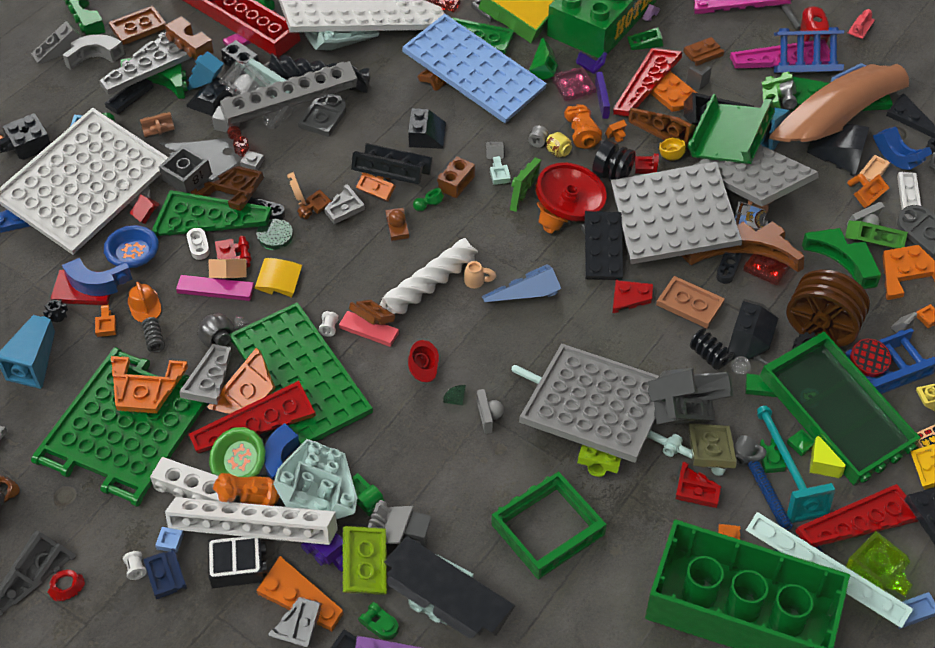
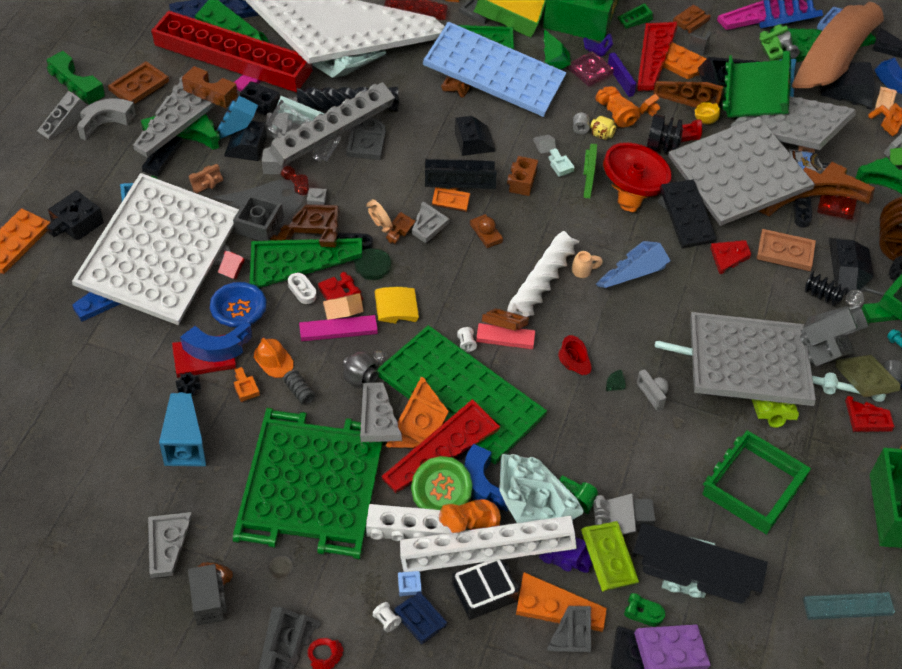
camera: 20 degrees left, 0 degrees up
(143, 392) = (317, 445): orange wing -> none
(432, 197) = (509, 198): green plate -> none

